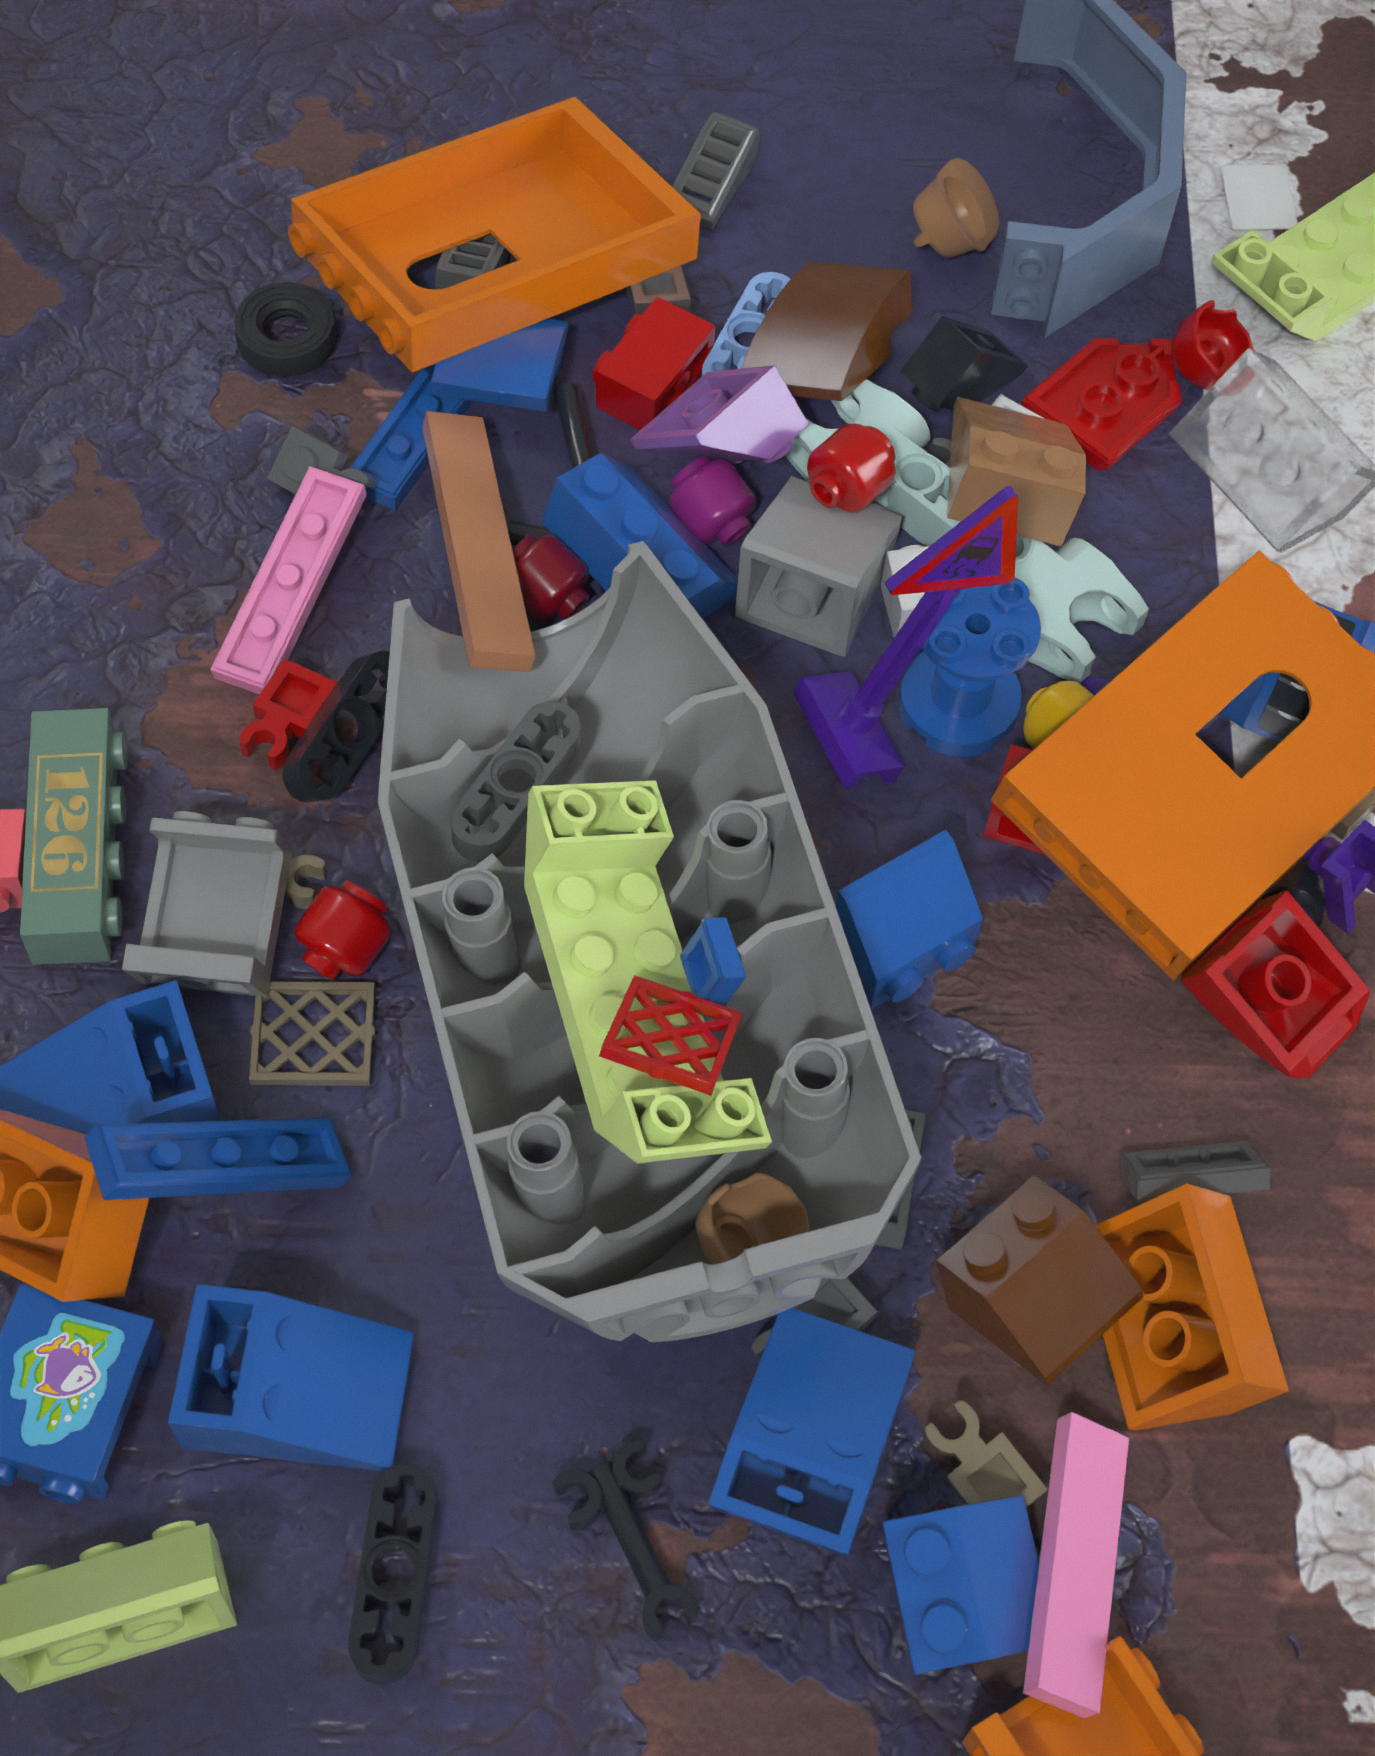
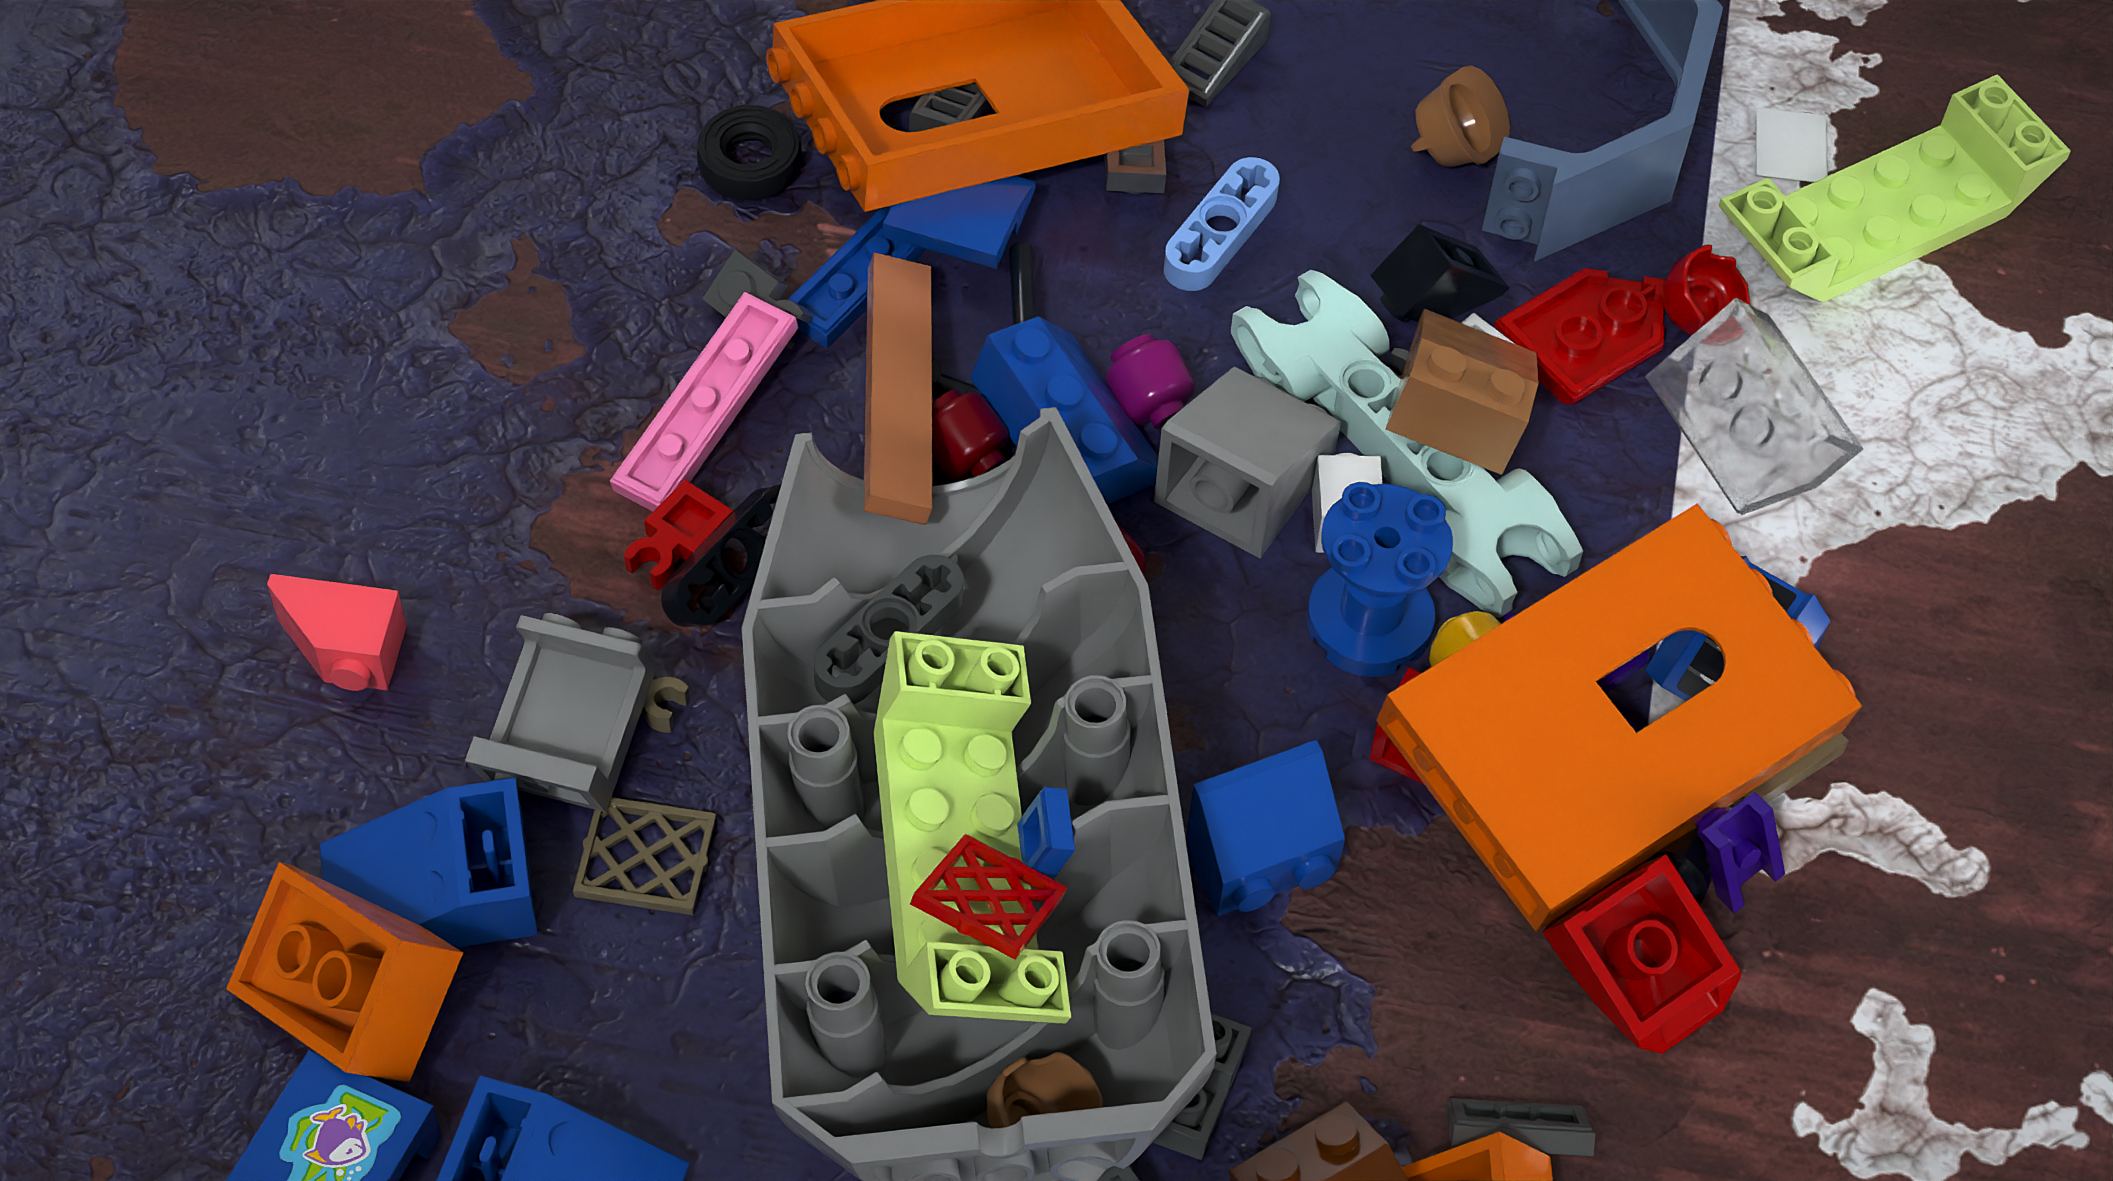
camera: 10 degrees right, 5 degrees down
(71, 837) = (441, 626): sand green brick -> none
(215, 1157) = (523, 956): blue tile -> none
(343, 930) = (693, 757): red head -> none
(652, 363) = (1115, 237): red brick -> none
(727, 417) = (1178, 299): medium lavender slope -> none
(831, 327) = (1300, 224): reddish brown slope -> none
(845, 715) = (1245, 610): dark purple piece -> none
(851, 467) = (1294, 365): red head -> none

